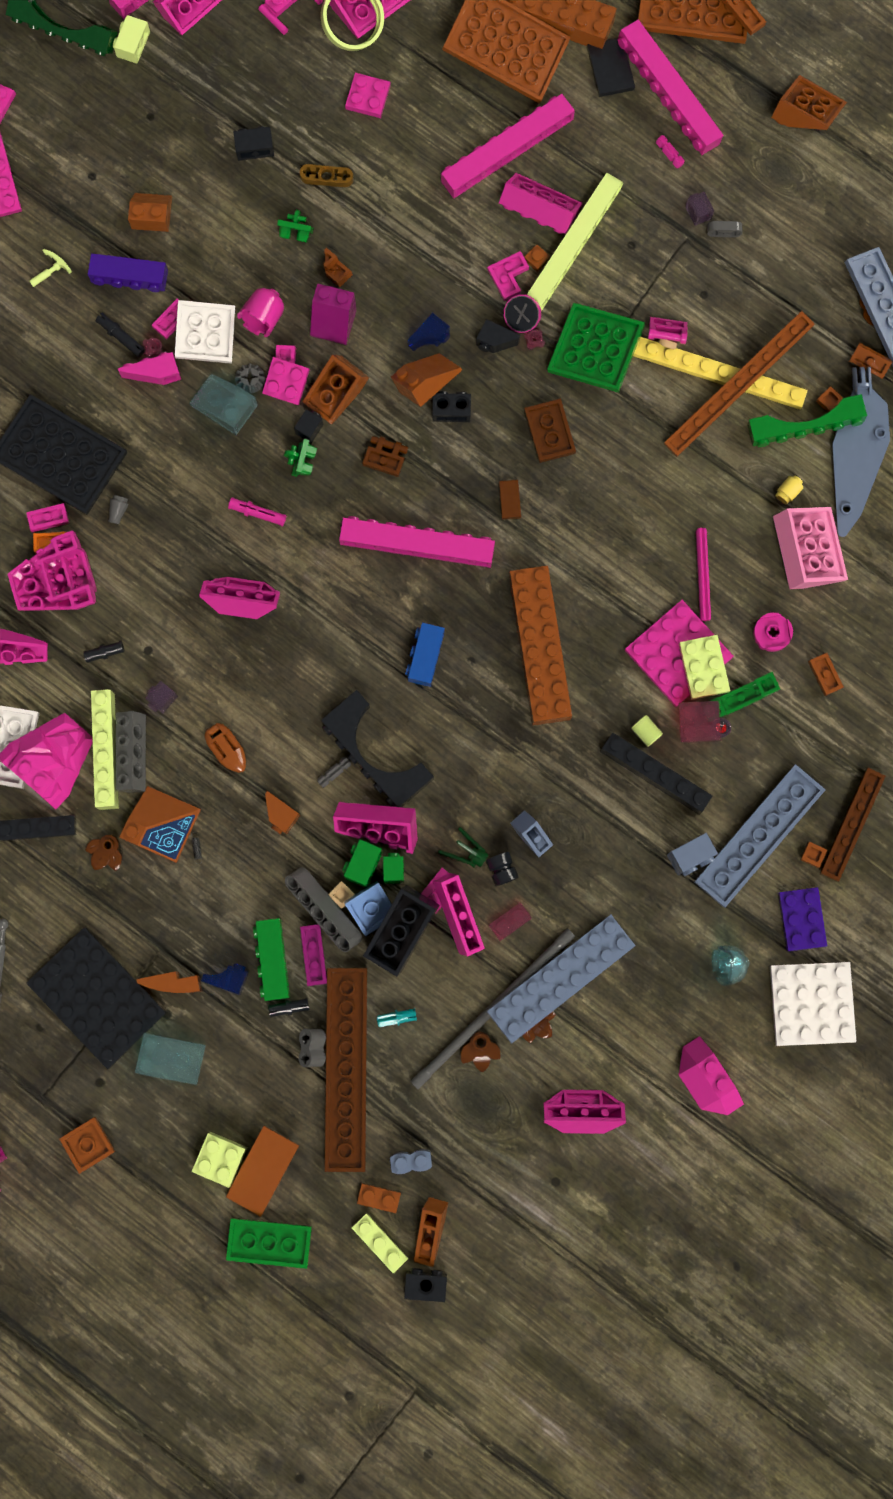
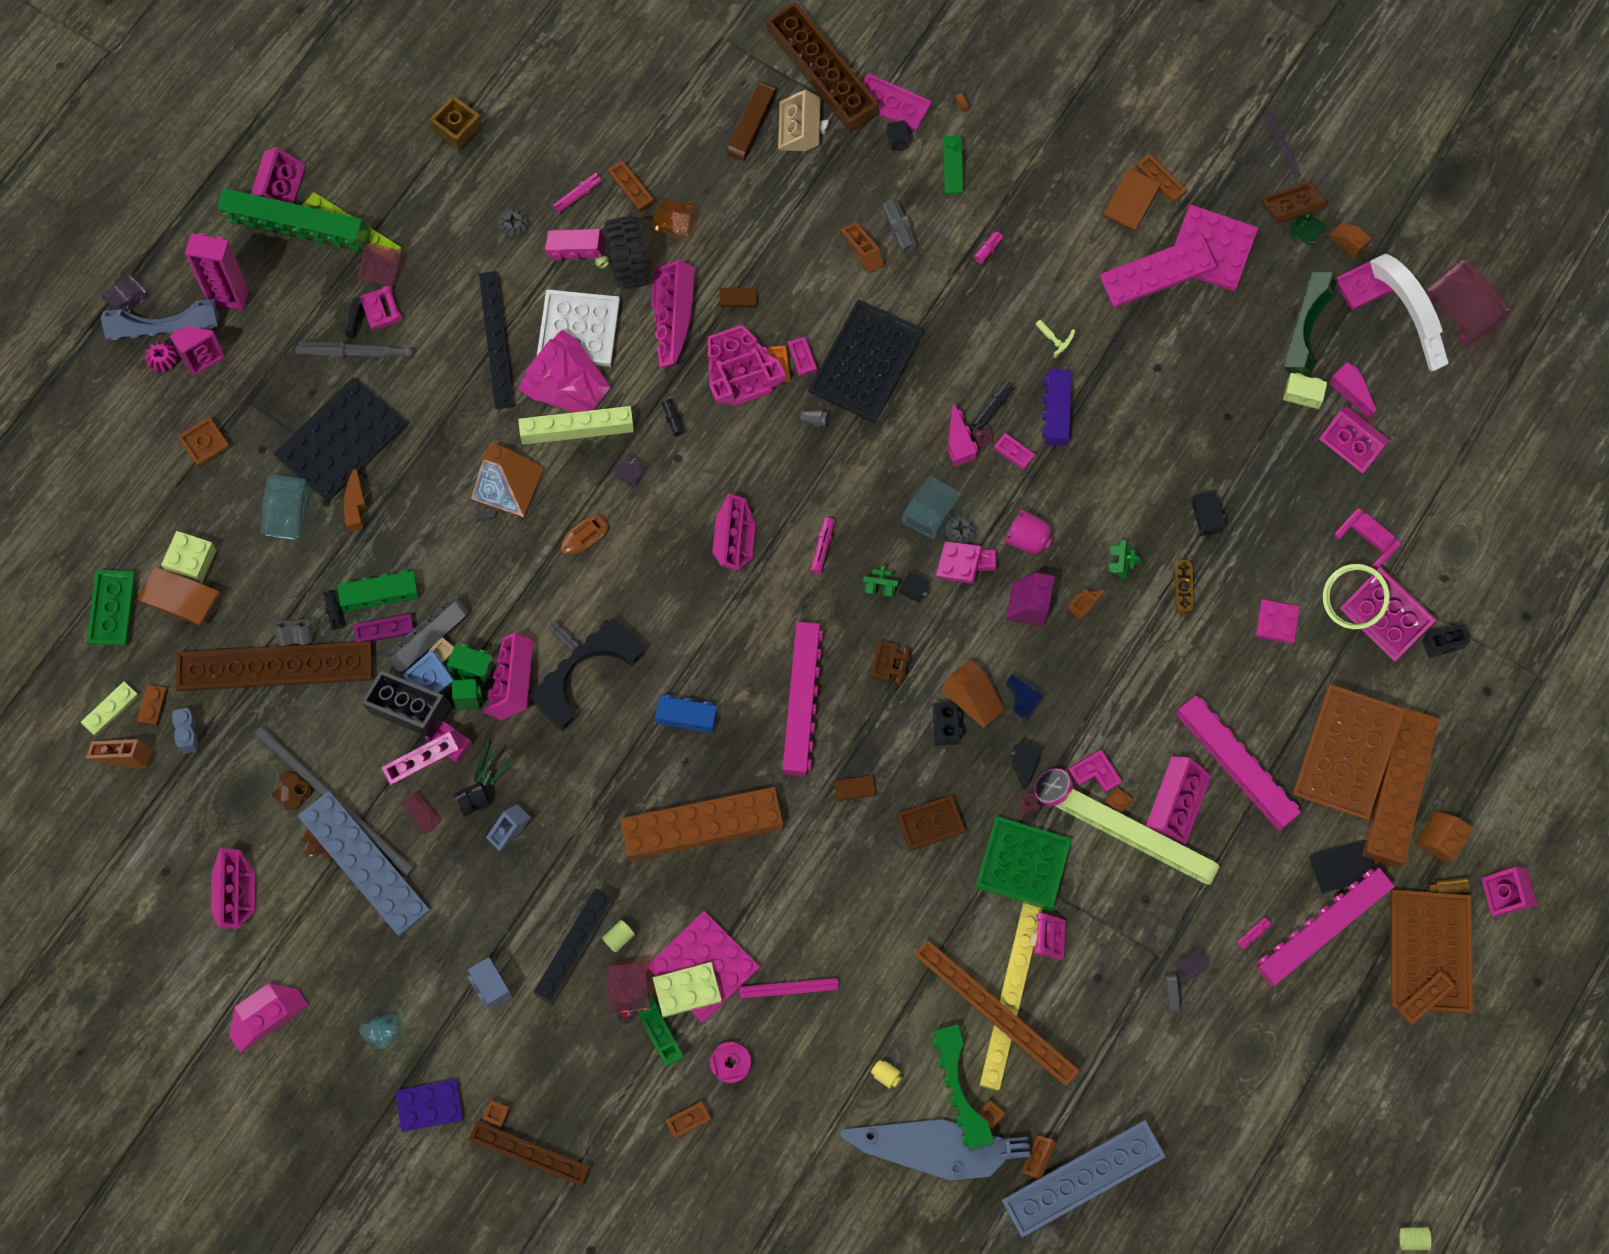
camera: 85 degrees right, 10 degrees down
(102, 855) = (475, 434): reddish brown plate -> none
(130, 752) = (574, 447): dark grey brick -> none
(150, 212) = (1125, 422): dark orange slope -> none
(204, 331) = (1002, 481): white plate -> none
(231, 979) = (357, 555): clear blue arch -> none
(280, 815) = (520, 587): dark orange slope -> none
(335, 388) = (956, 610): dark orange slope -> none
(396, 1017) = (324, 710): teal axle -> none
(414, 1291) = (62, 743): black brick -> none
(759, 836) = (514, 1057): sand blue plate -> none
(807, 106) = (1325, 1079): dark orange slope -> none
(810, 547) = (825, 1099): bright pink slope -> none
(812, 1004) = (342, 1119): white plate -> none

